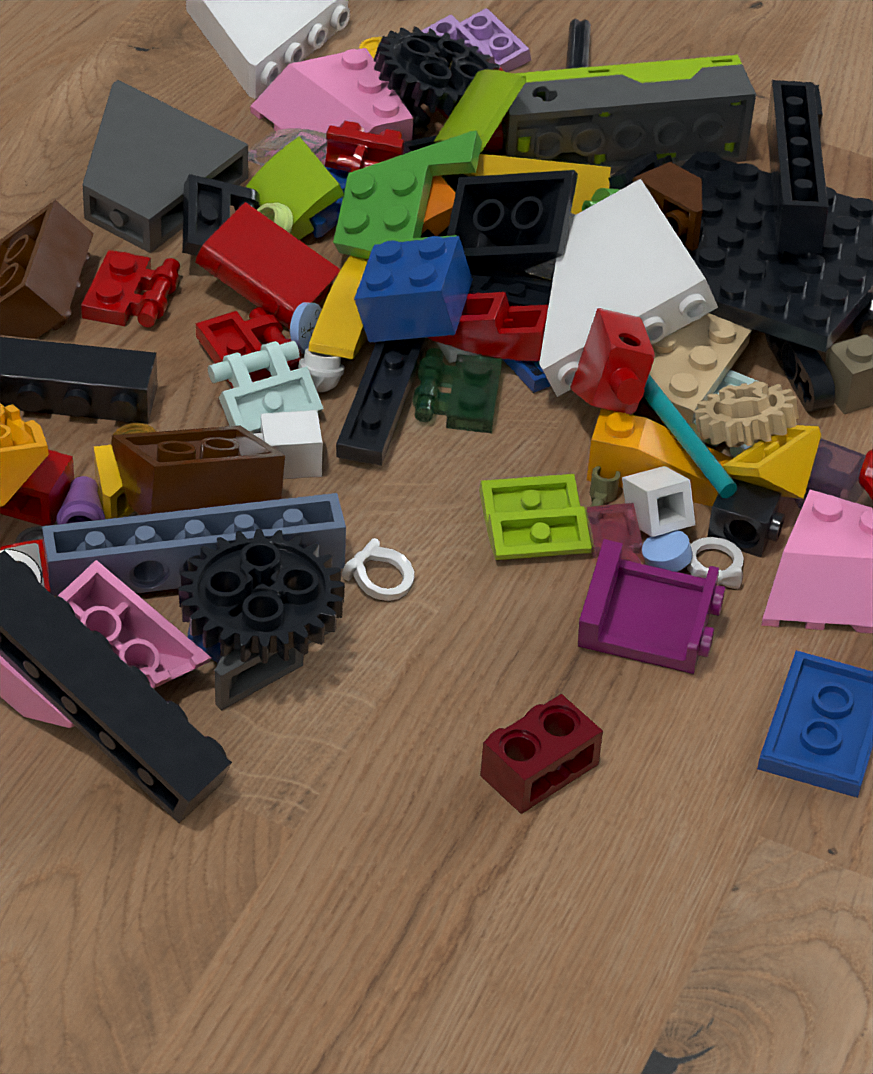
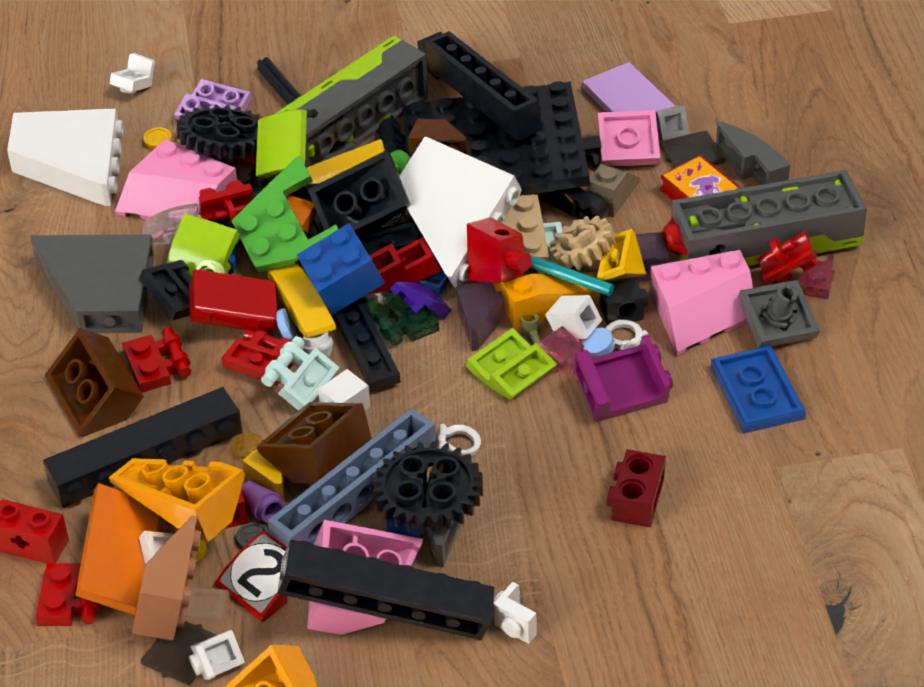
camera: 30 degrees left, 0 degrees up
(231, 804) = (512, 616): none -> white bracket
(495, 375) = (418, 295): none -> dark purple slope
(551, 434) = (479, 311): none -> slope

